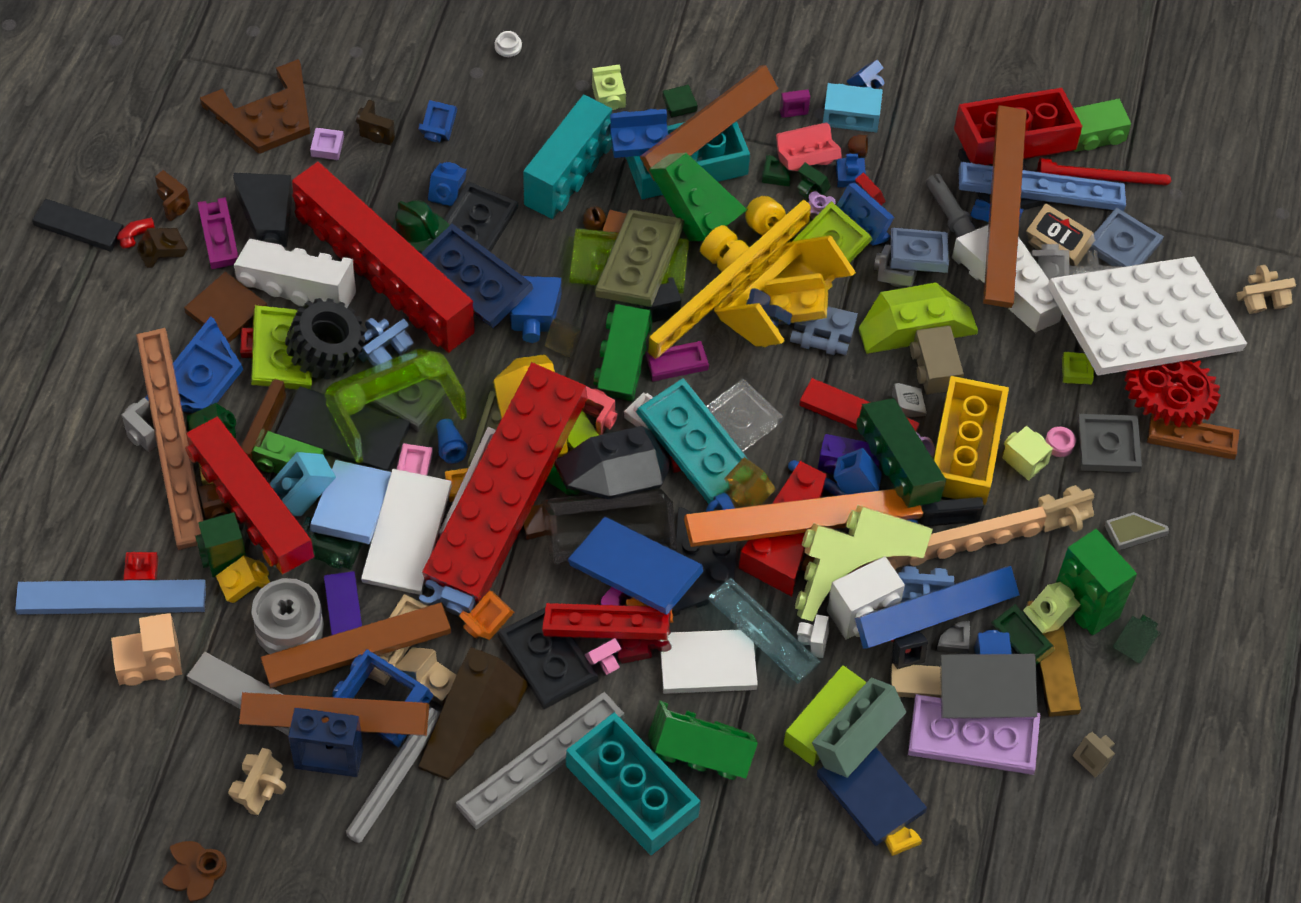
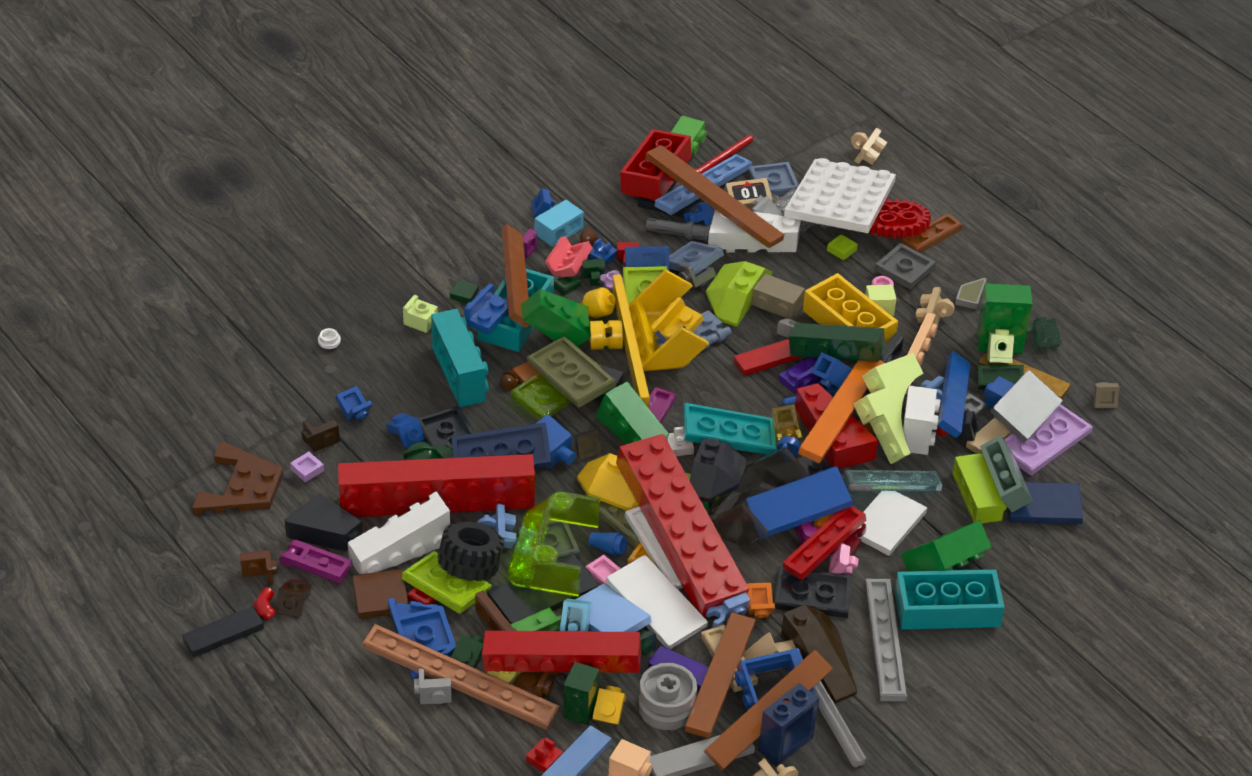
camera: 50 degrees left, 15 degrees down
(744, 414) = (728, 397): clear tile -> none
(815, 635) = (918, 459): white tile -> none
(902, 841) = (1088, 510): yellow tile -> none

